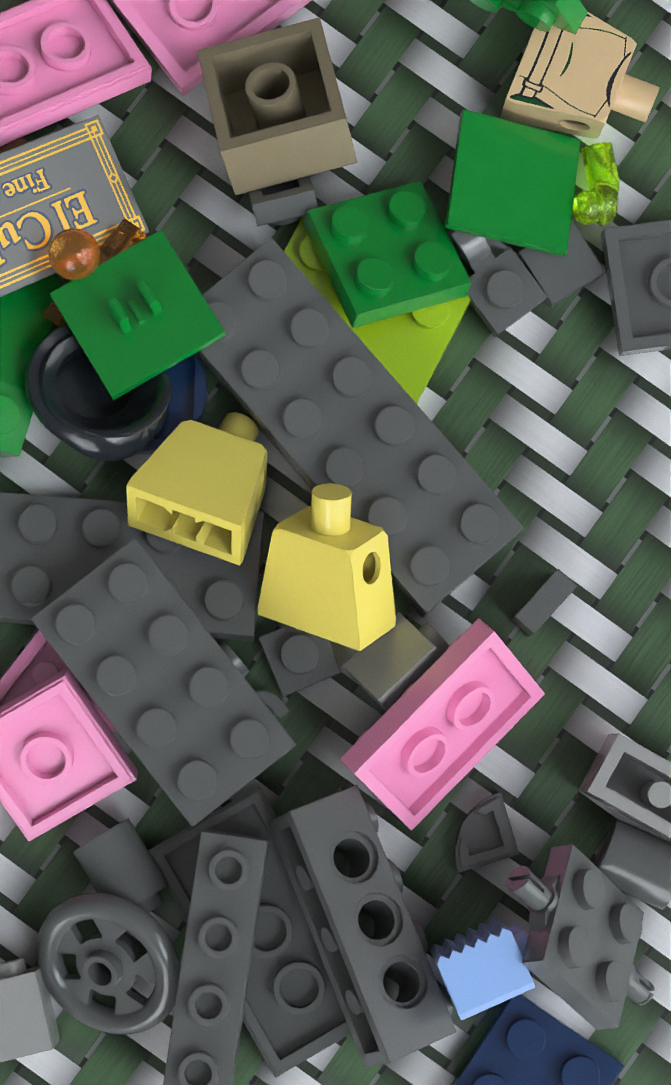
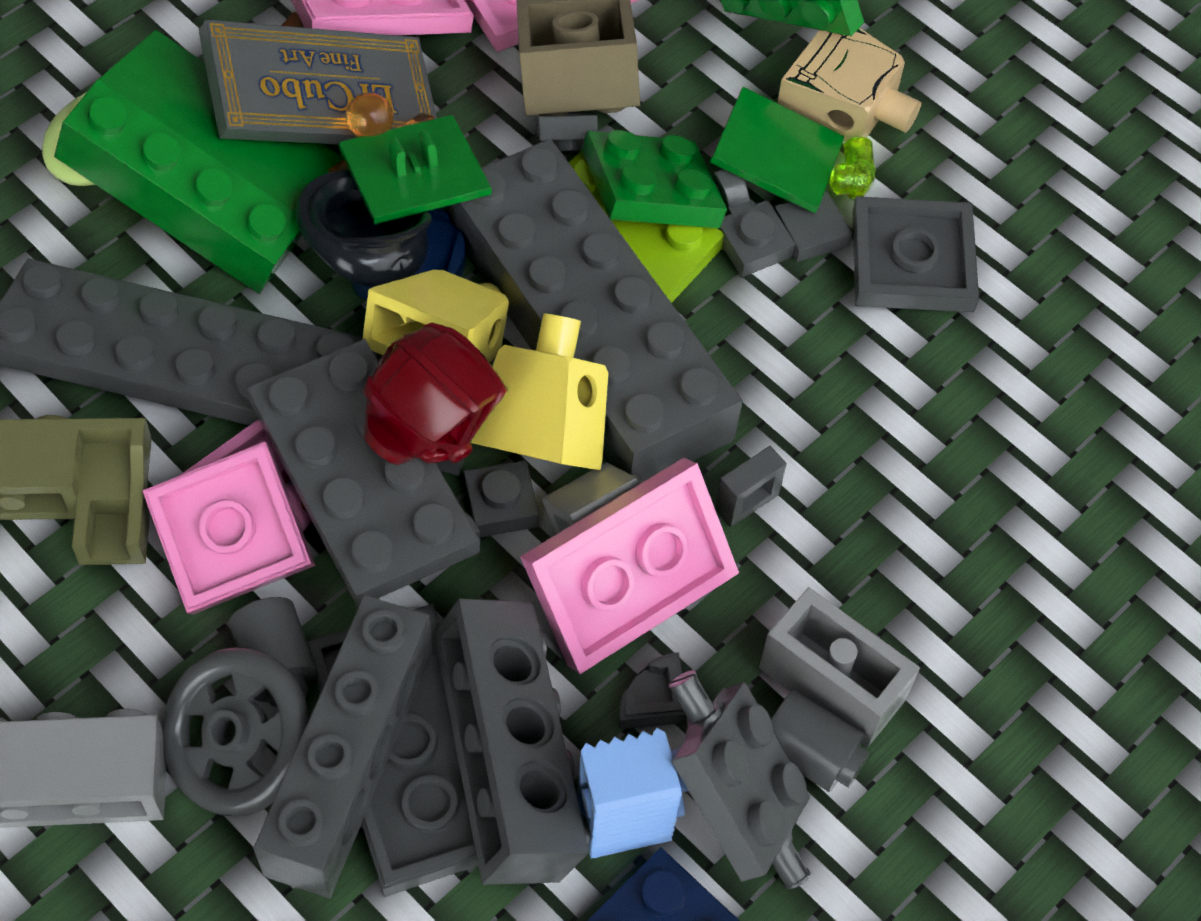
camera: 10 degrees right, 25 degrees down
(219, 622) = (429, 397): none -> dark red piece

